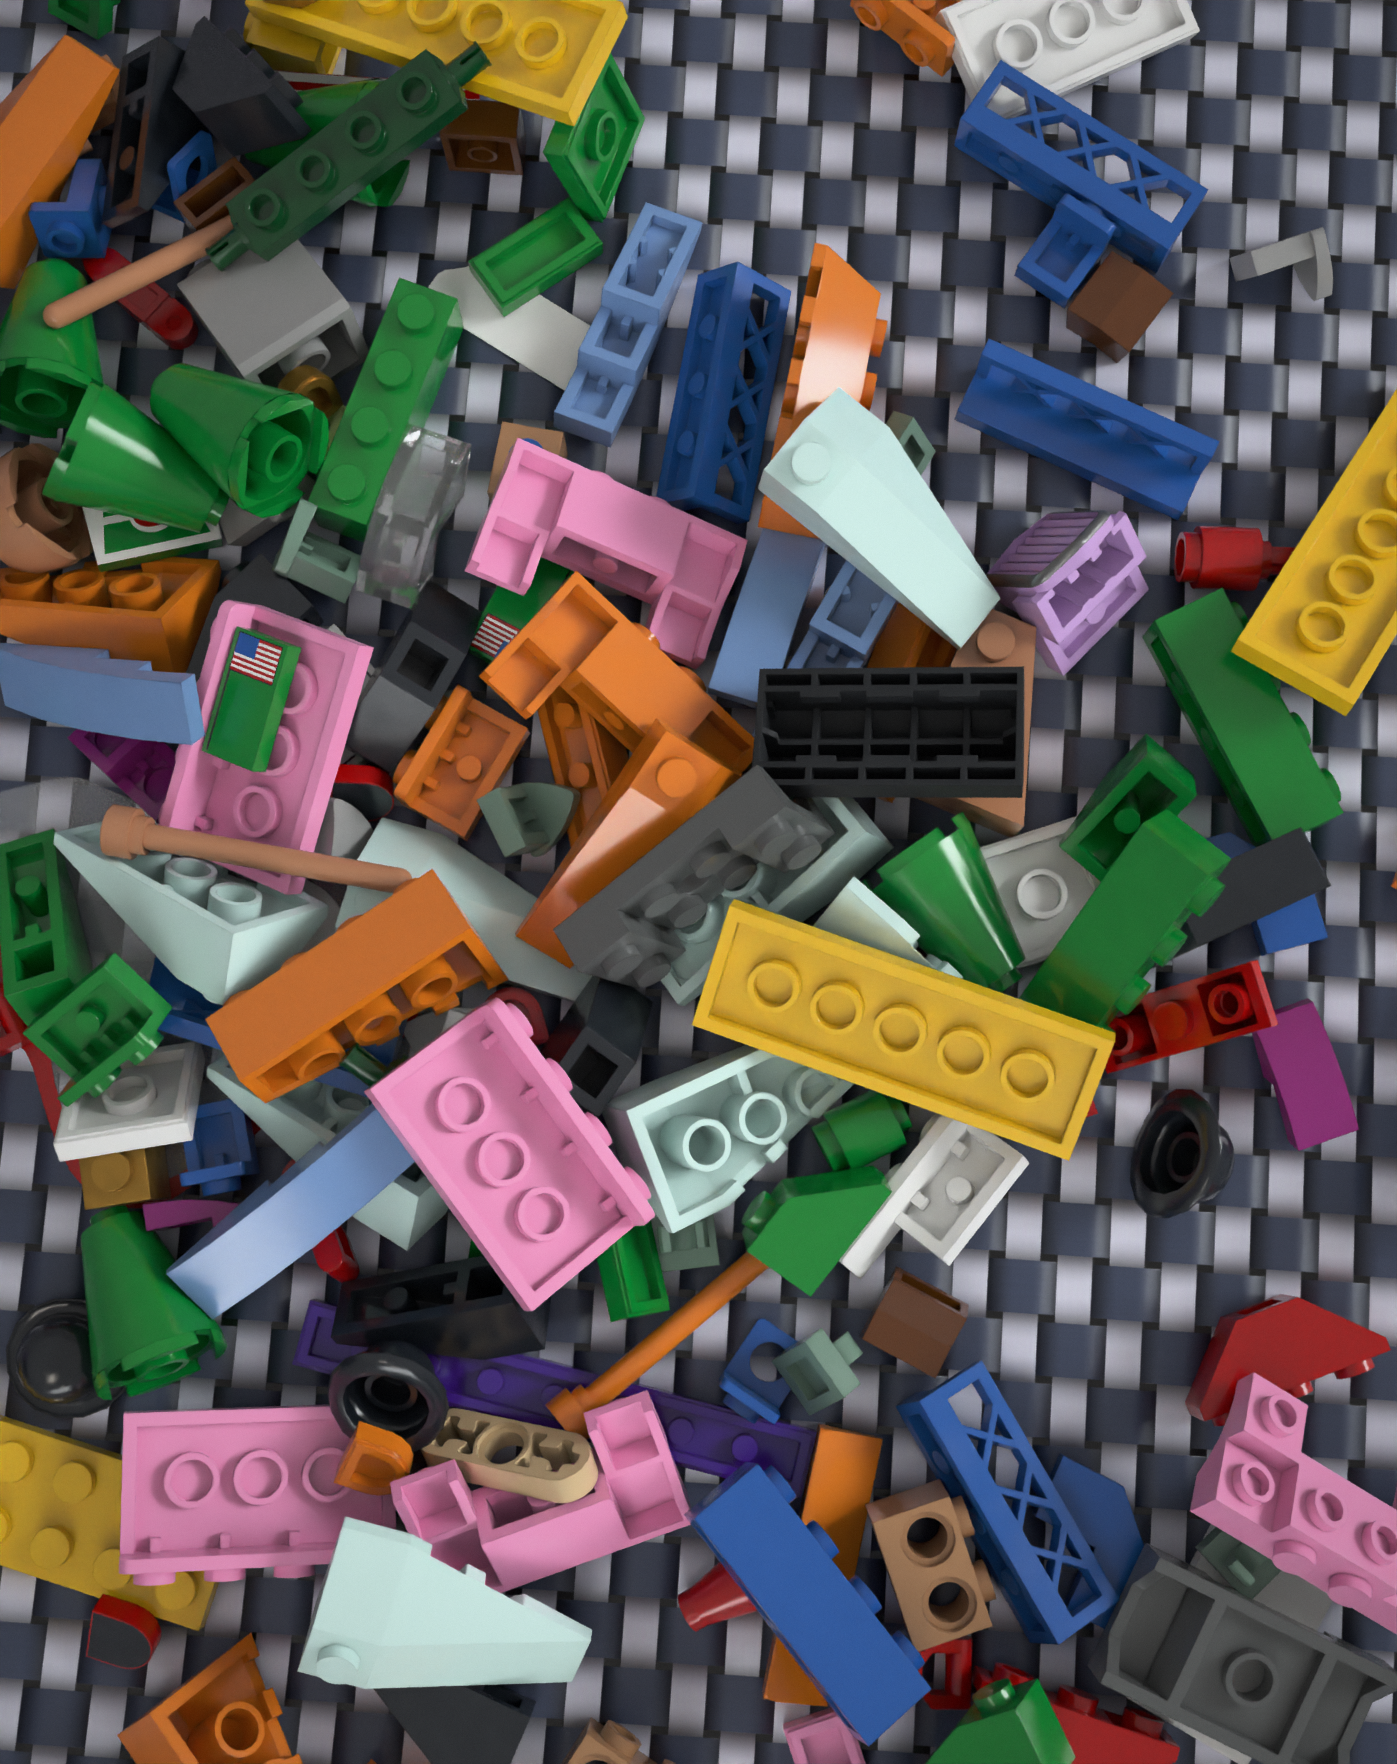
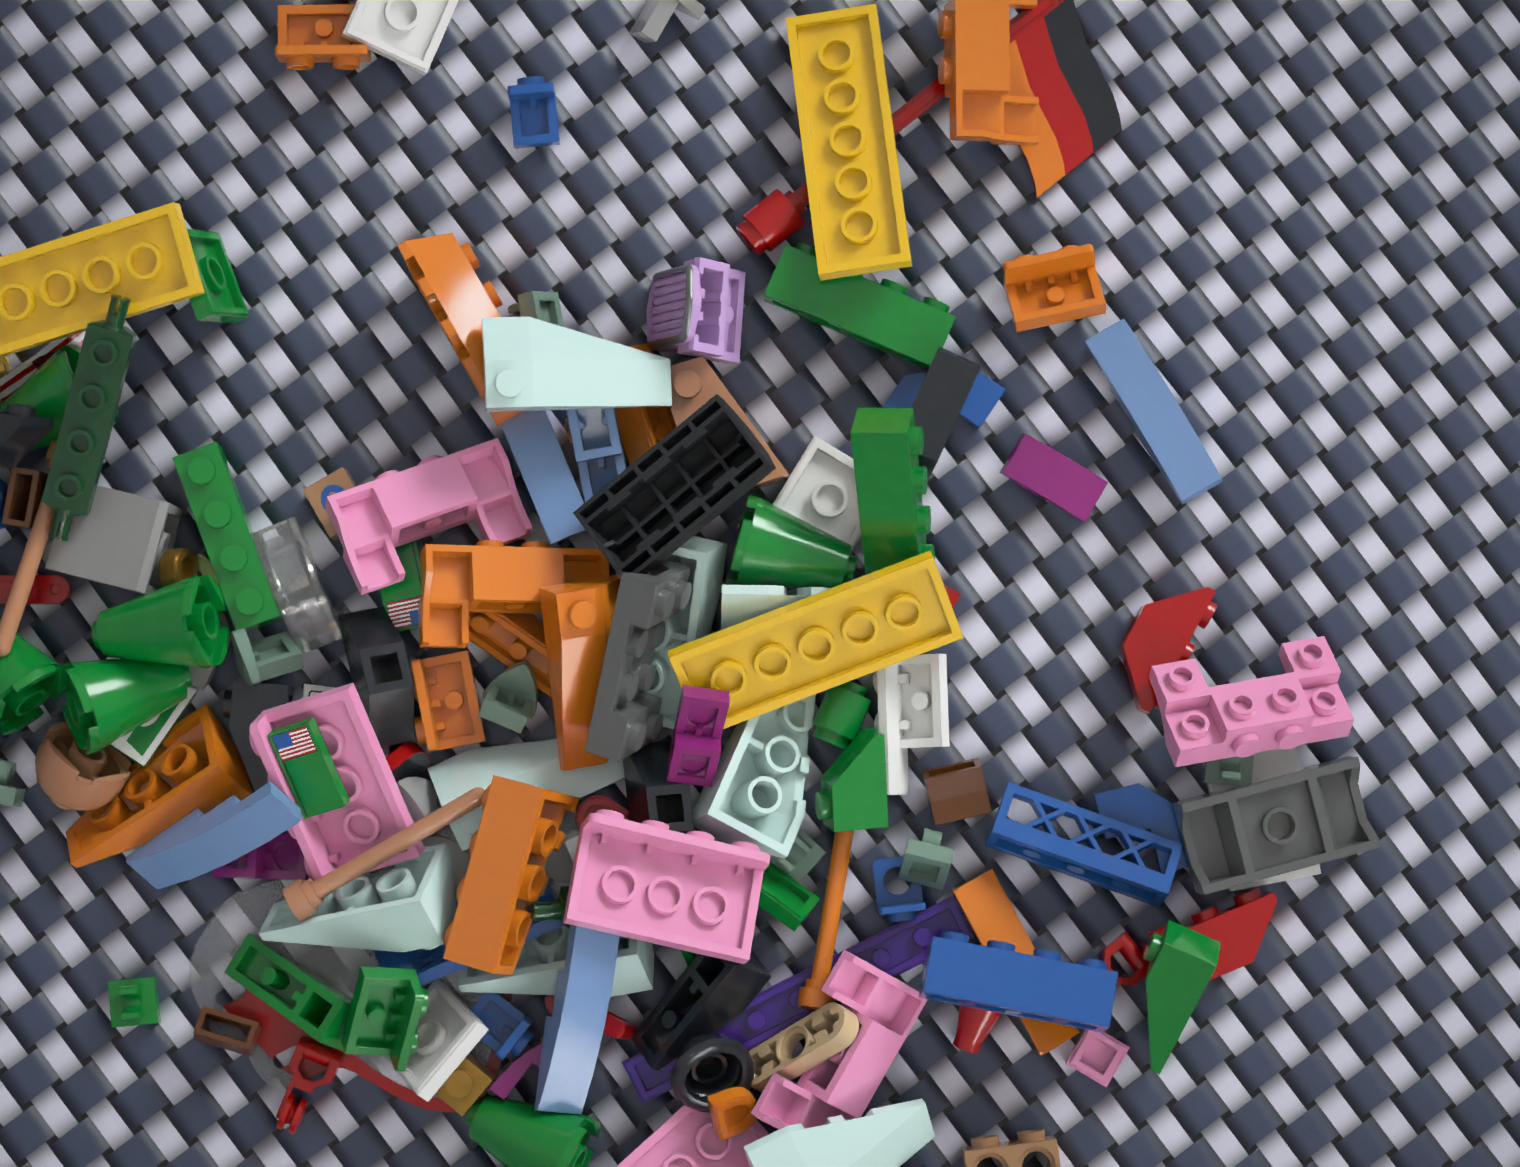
camera: 45 degrees left, 5 degrees up
(486, 139) = (149, 328): reddish brown piece -> none
(534, 334) = (263, 416): white sticker -> none
(536, 257) = (229, 371): green tile -> none
(627, 324) = (318, 367): medium blue slope -> none
(688, 1018) = (697, 736): none -> magenta slope
(713, 384) = (401, 364): blue fence -> none
(920, 1567) = (1065, 919): medium nougat brick -> none
(1050, 174) = (500, 73): blue fence -> none
(1085, 429) = (633, 212): blue fence -> none
(1116, 306) = (590, 120): reddish brown piece -> none
(1129, 795) = (835, 395): green slope -> none
(1180, 1155) = (1023, 581): black hat -> none
(1192, 1016) = (964, 504): red slope -> none

